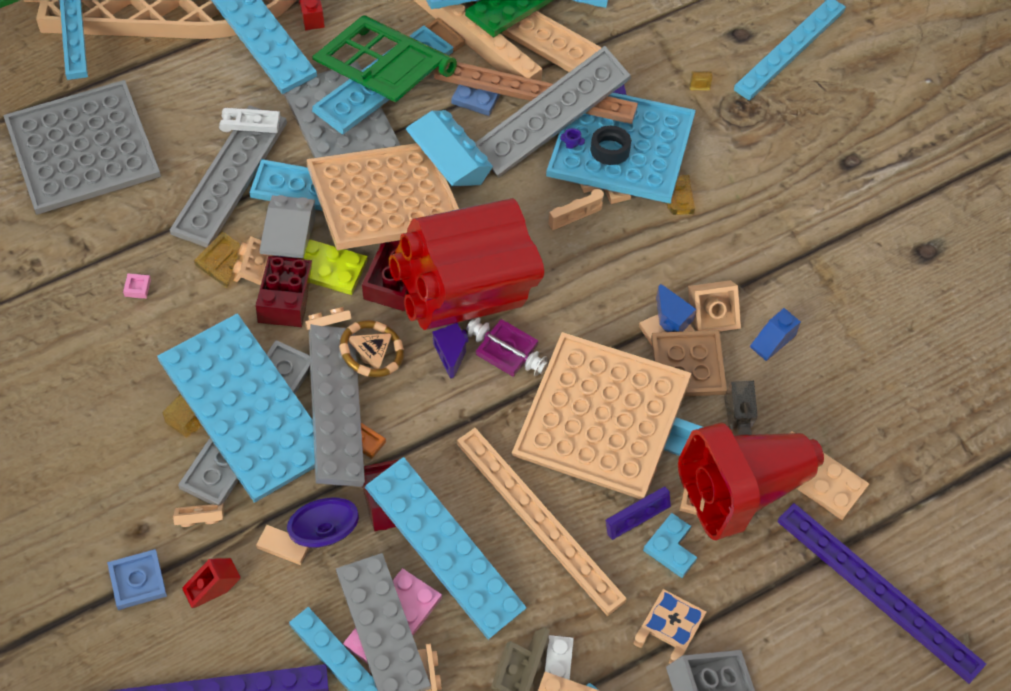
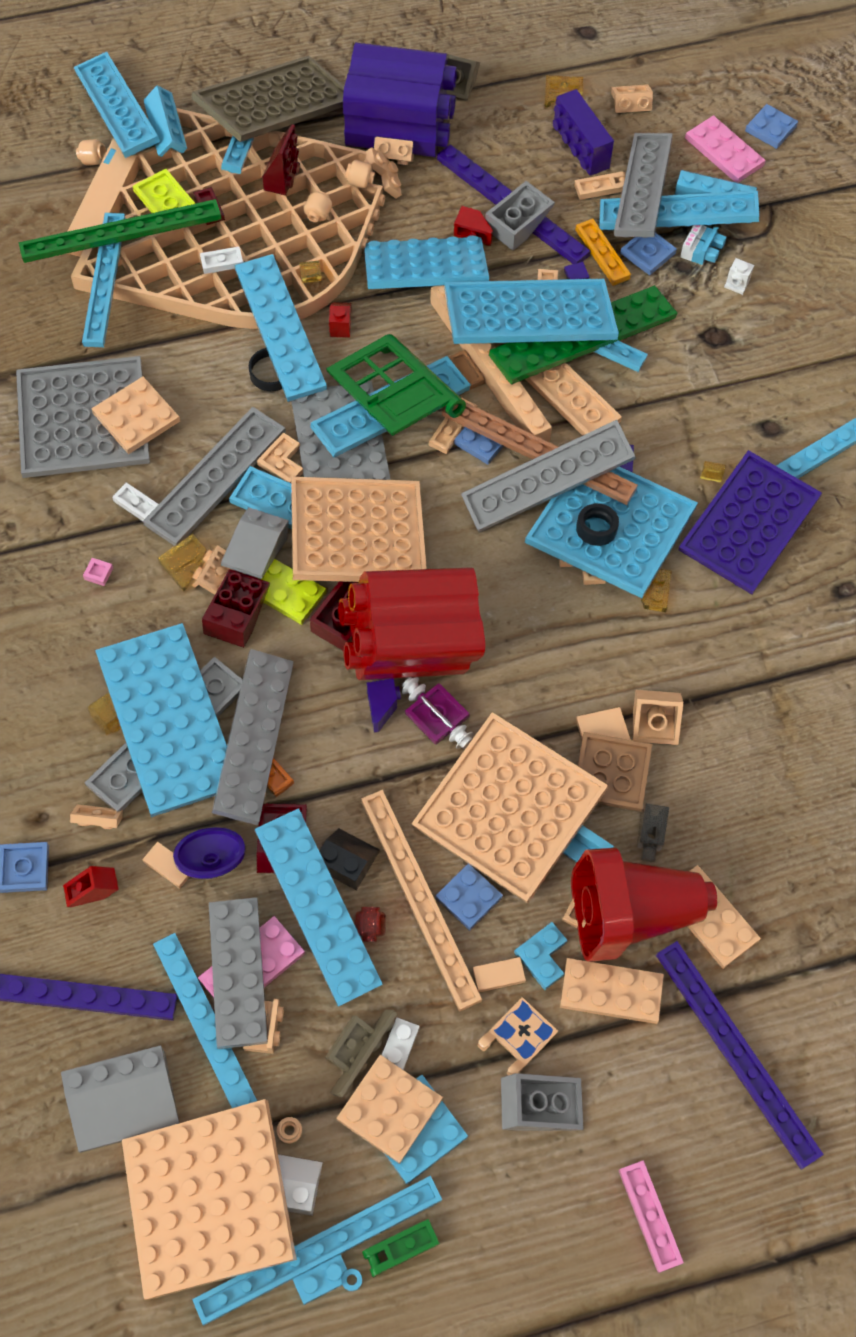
camera: 15 degrees right, 5 degrees up
(135, 133) = (135, 415): none -> light nougat plate
(156, 214) = (134, 501): none -> white plate
(249, 84) = (266, 386): none -> black tyre
(249, 120) = (248, 423): white plate -> none
(287, 148) = (277, 459): none -> light nougat plate
(336, 315) = (280, 644): light nougat plate -> none
(371, 348) = (303, 686): piece -> none
(442, 96) = (446, 433): none -> light nougat tile
(450, 149) = (436, 494): medium azure slope -> none
(460, 498) = (348, 857): none -> black slope
(499, 552) = (370, 923): none -> clear red head
(572, 138) = (557, 506): dark purple plate -> none
(576, 210) = (546, 584): light nougat plate -> none
(585, 508) = (469, 896): none -> medium blue plate
(635, 573) = (499, 974): none -> light nougat tile
(638, 513) = (518, 914): dark purple tile -> none
(673, 311) = (612, 714): blue slope -> none
(745, 563) = (612, 991): none -> light nougat plate
(748, 117) = (750, 522): none -> dark purple plate
(776, 334) = (710, 760): blue slope -> none

